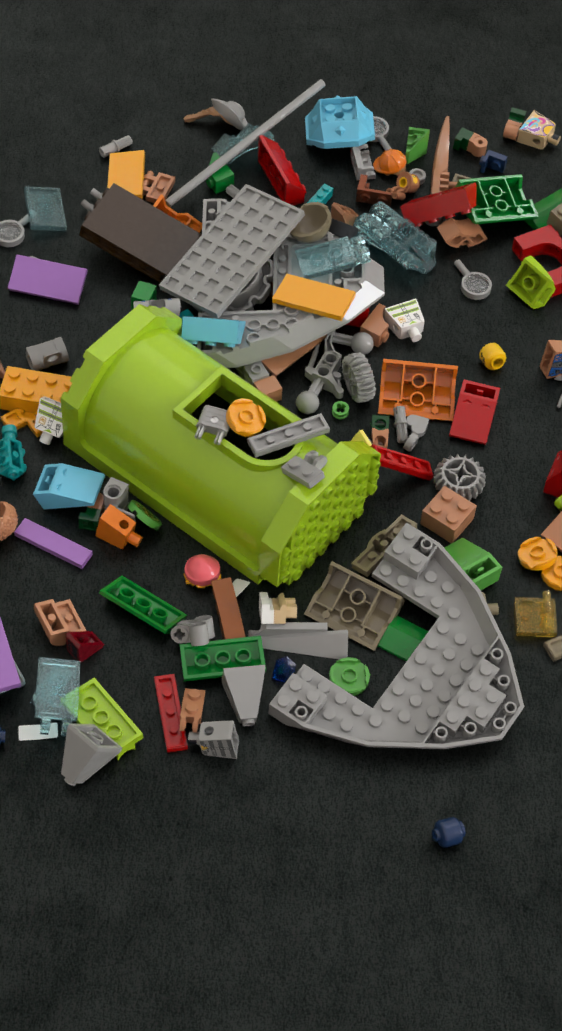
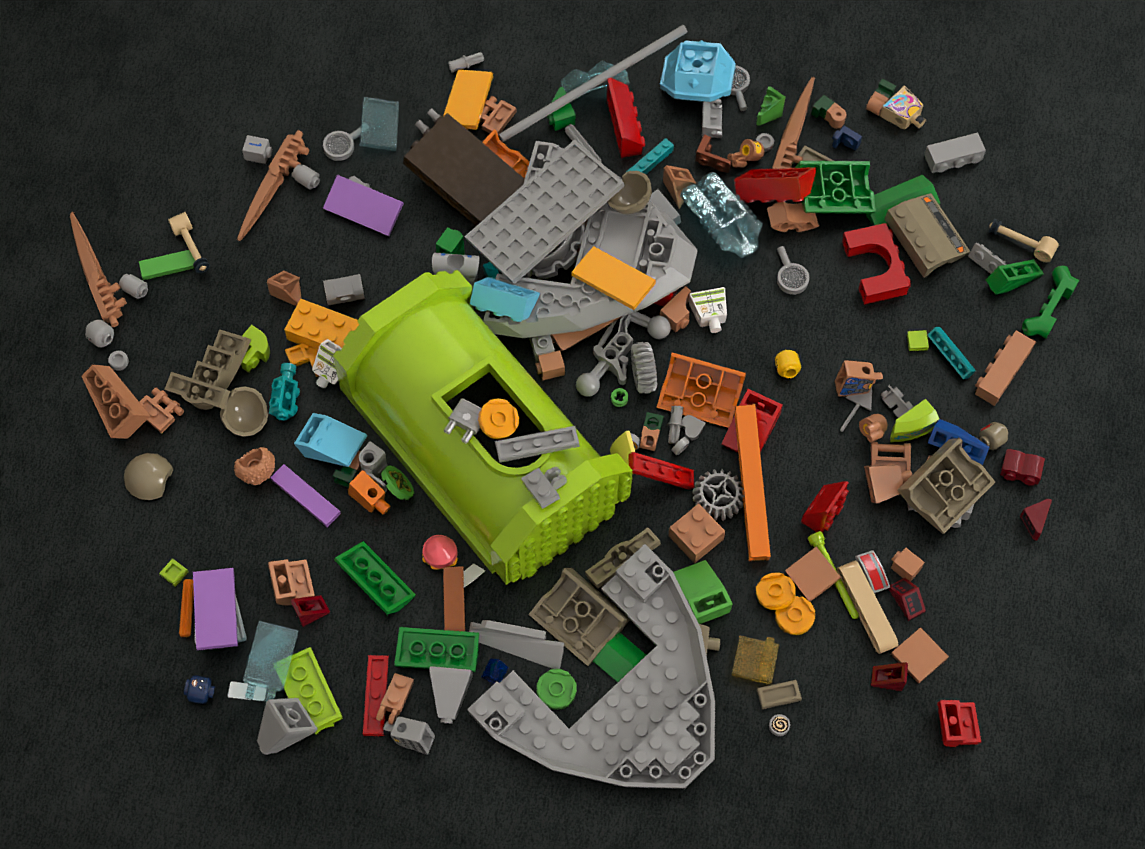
camera: 15 degrees right, 10 degrees up
(196, 631) = (416, 616): light grey piece -> none
(229, 111) = (585, 39): light grey hat -> none
(276, 609) = (500, 607): hips -> none
(332, 256) = (643, 234): clear light blue tile -> none
(342, 229) = (665, 200): black tyre -> none
(390, 162) = (740, 124): orange piece -> none
(491, 460) = (752, 483): none -> orange tile
(532, 283) = (848, 288): lime slope -> none

